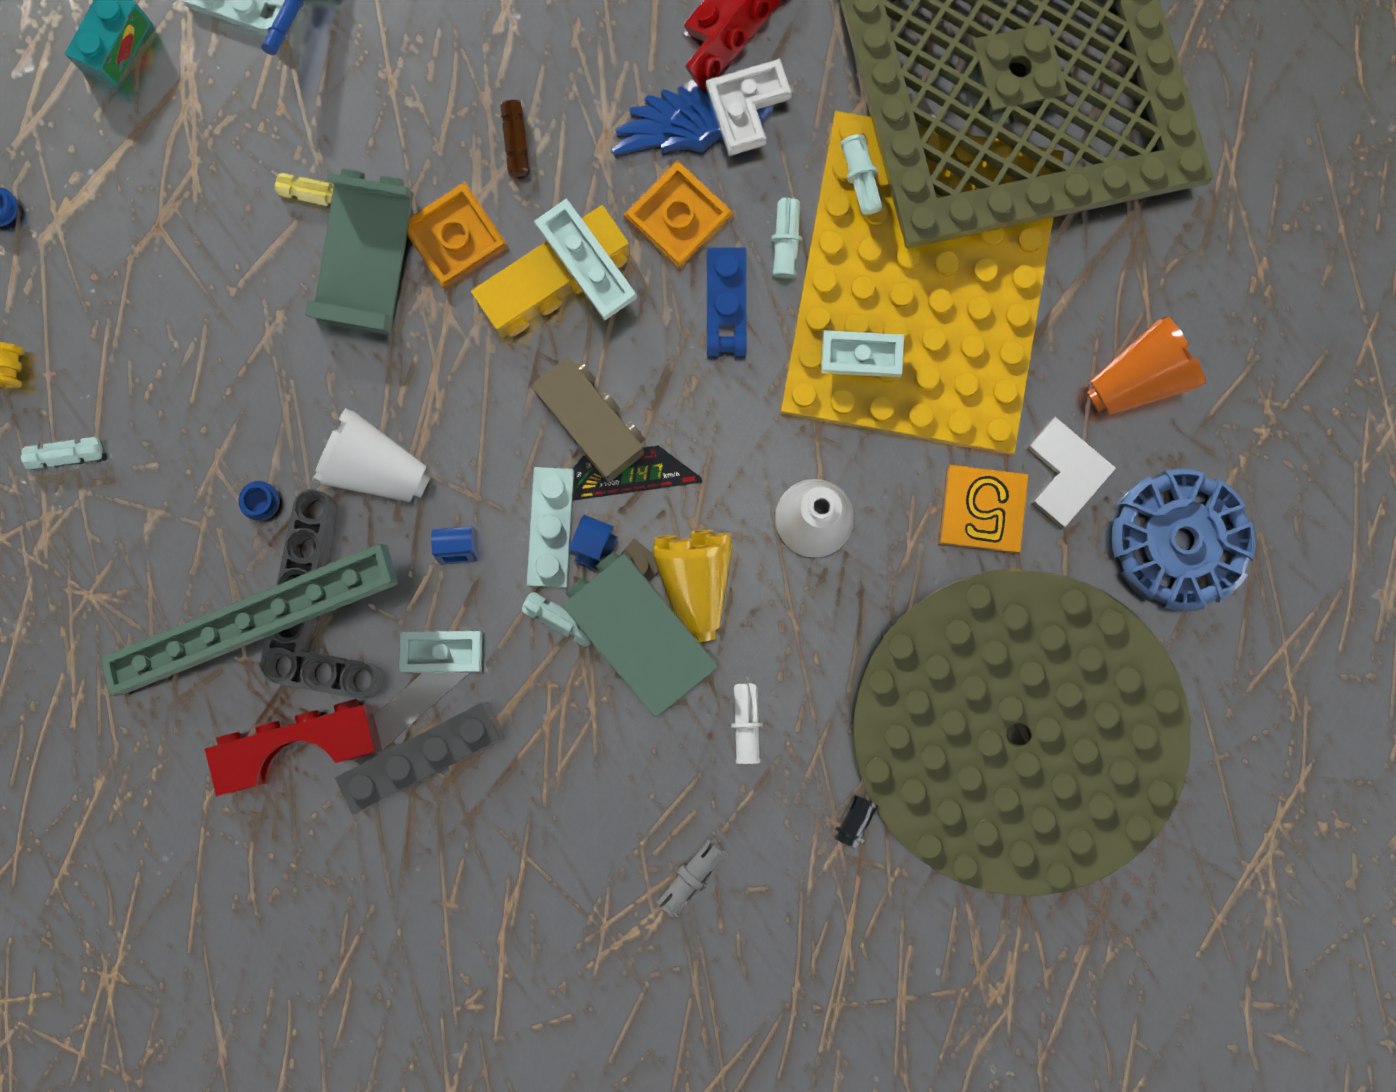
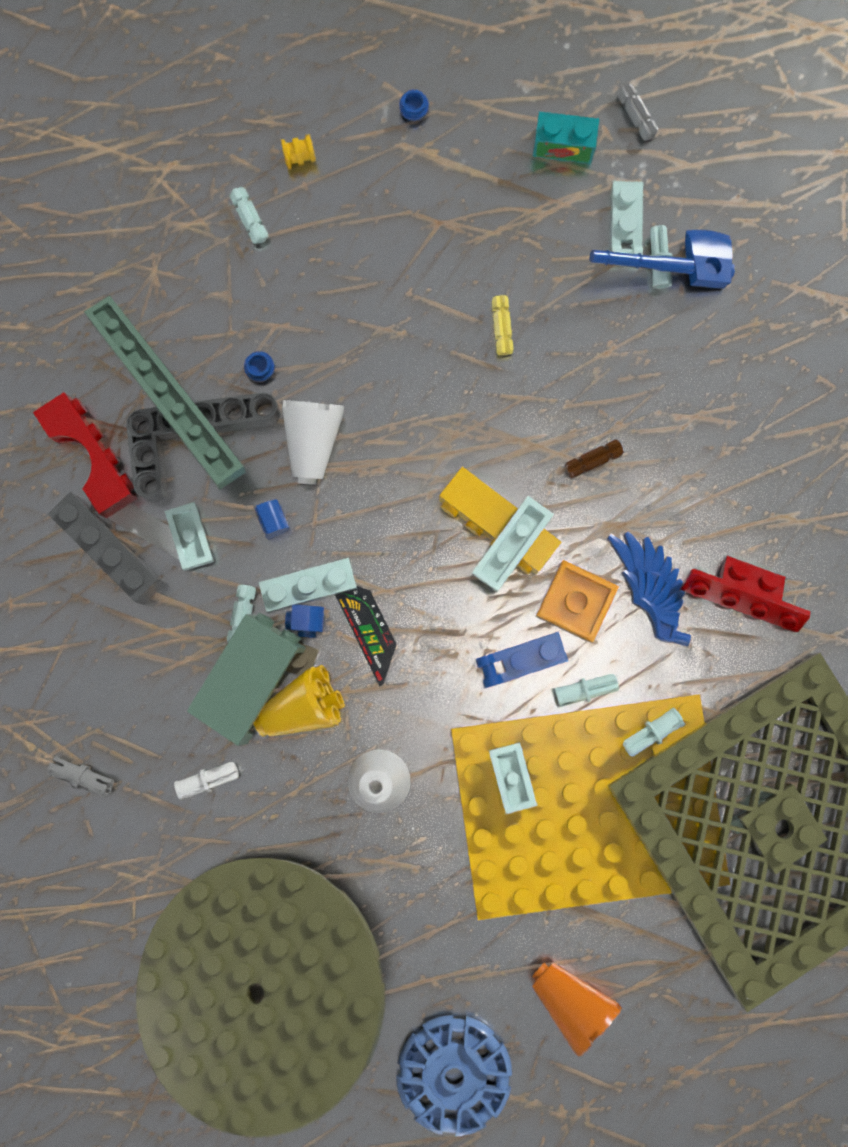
camera: 75 degrees right, 0 degrees up
(362, 251) = (465, 377): sand green panel -> none
(455, 235) = (504, 439): light orange tile -> none
(589, 418) = (397, 586): dark tan brick -> none
(738, 97) = (682, 616): white tile -> none
(856, 822) = (158, 887): black pin -> none
(983, 509) = (427, 909): light orange tile -> none
(1078, 472) = (481, 974): white tile -> none

